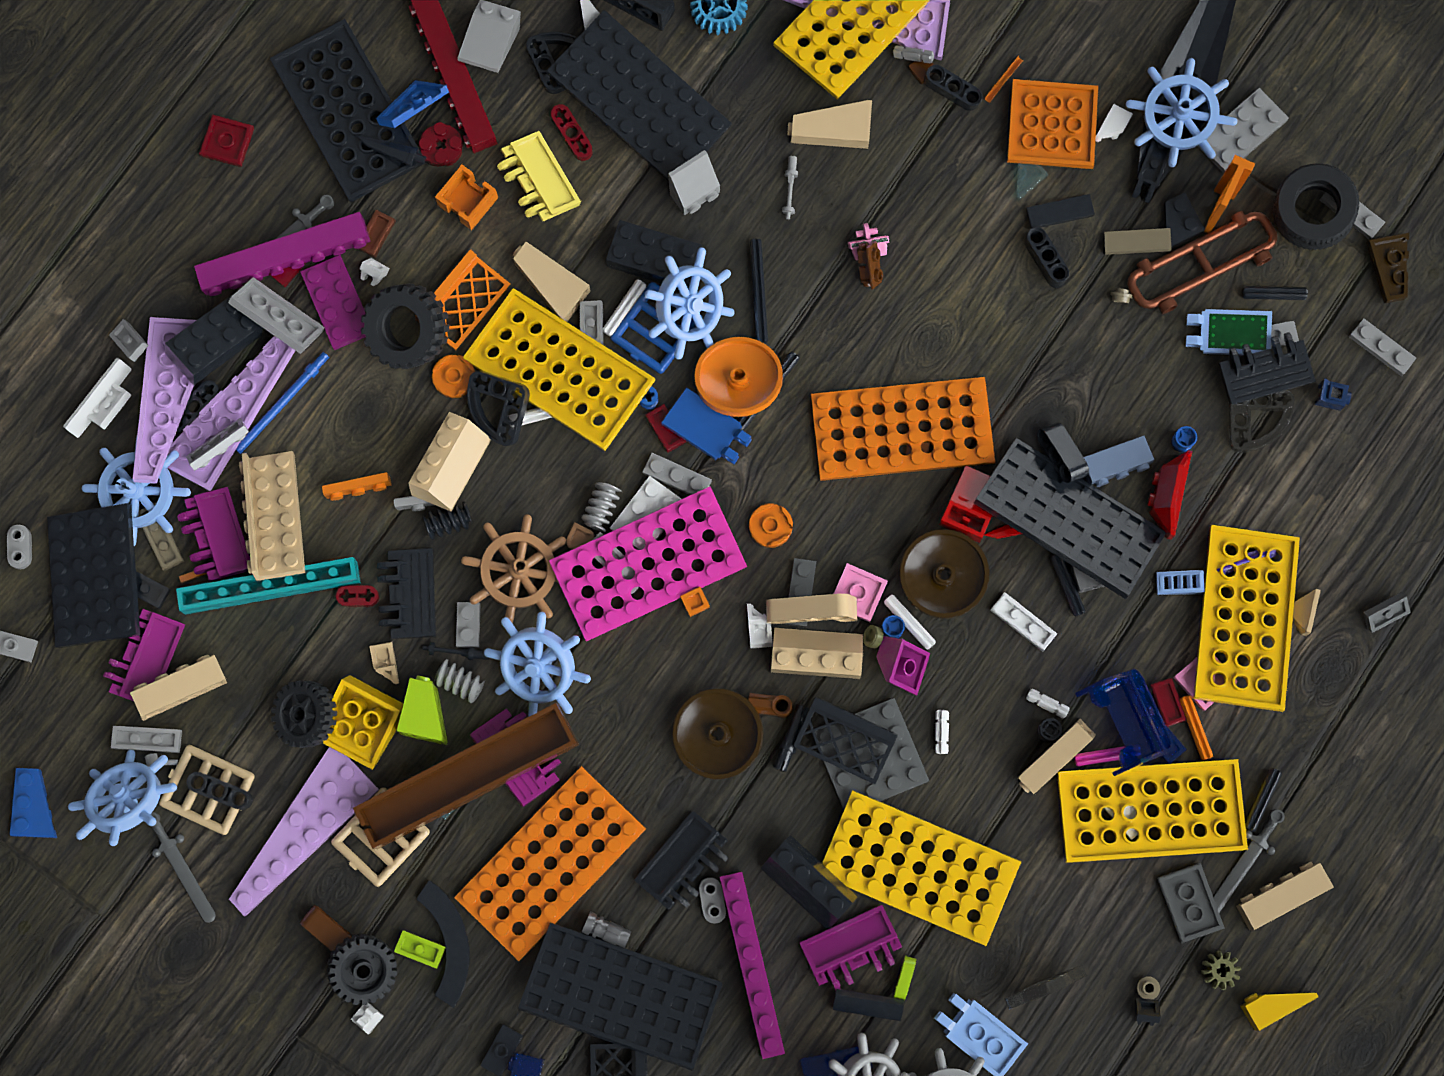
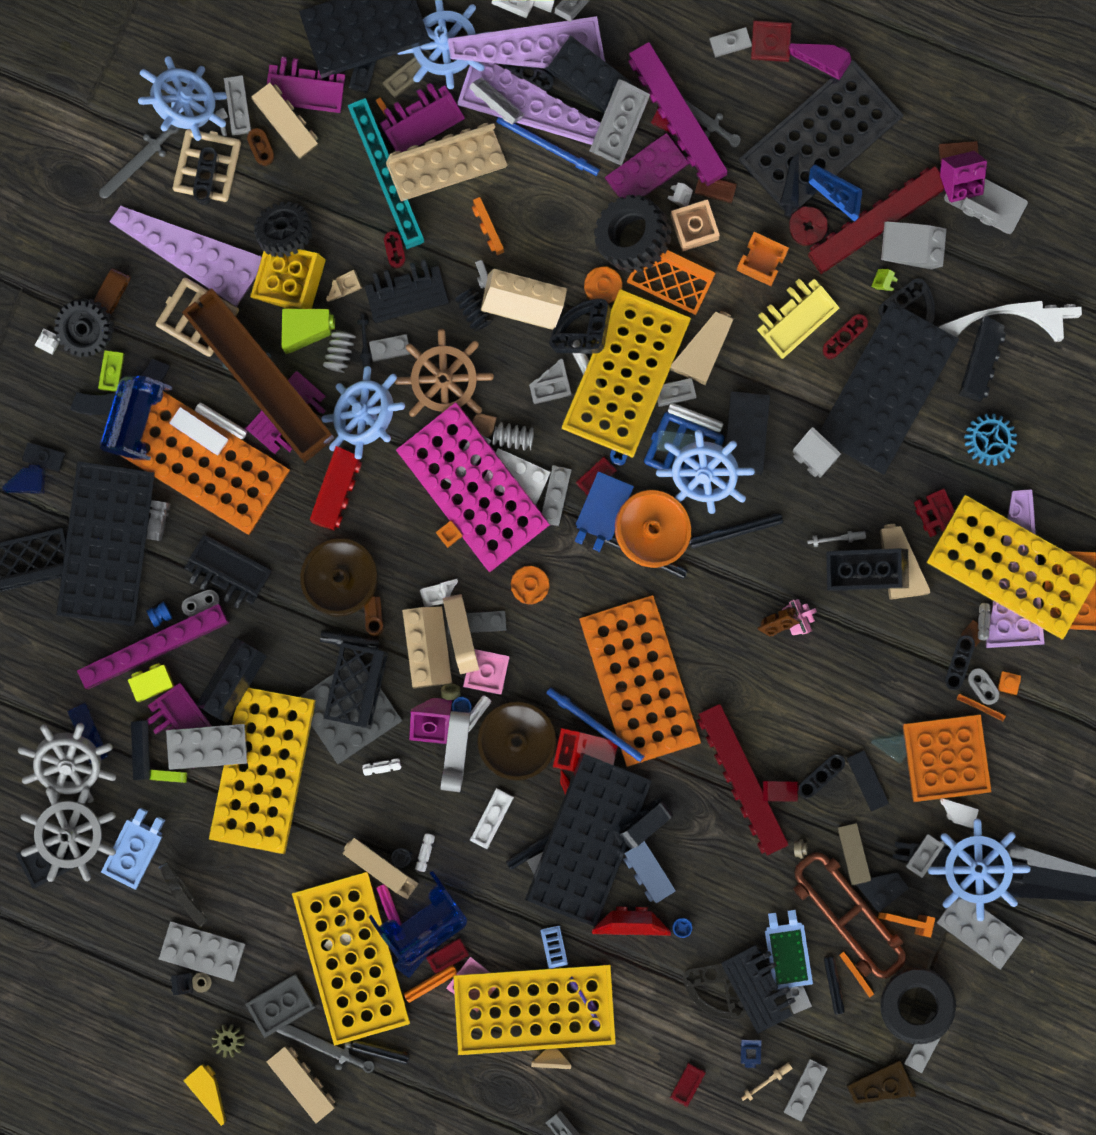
camera: 80 degrees right, 5 degrees up
(30, 806) = (162, 25): blue wing -> none
(202, 722) = (261, 147): none -> reddish brown plate
(216, 183) = (730, 42): none -> light grey plate
(260, 85) = (826, 58): none -> magenta slope
(411, 260) = (694, 225): none -> light nougat brick
(477, 936) = (130, 415): none -> clear blue windscreen
(507, 833) = (221, 421): none -> white axle
(514, 860) = (198, 431): none -> white tile
(519, 78) = (883, 280): none -> lime tile
(551, 454) = (551, 384): none -> light grey wing
(616, 717) = (335, 489): none -> red slope
(642, 342) = (677, 439): none -> clear light blue tile
(715, 950) = (159, 614): none -> blue wheel
(782, 72) = (941, 508): none -> dark red plate
(793, 976) = (151, 682): none -> neon yellow brick
(834, 157) = (867, 569): none -> black brick
(881, 924) = (206, 746): none -> light grey plate
(910, 513) = (564, 702): none -> blue bar
(943, 643) = (455, 751): none -> light grey beam
(981, 70) = (983, 686): none -> light grey plate
(983, 45) = (1009, 683): none -> orange plate
(1034, 340) = (742, 779): none -> dark red brick
(1055, 302) = (780, 791): none -> dark red tile
(1112, 980) = (202, 951): none -> light grey plate
(1155, 166) = (924, 856): none -> light grey plate
(1279, 262) = (847, 961): none -> orange piece
(1356, 470) = (687, 1084): none -> dark red tile
(1360, 372) = (777, 1074): none -> tan piece

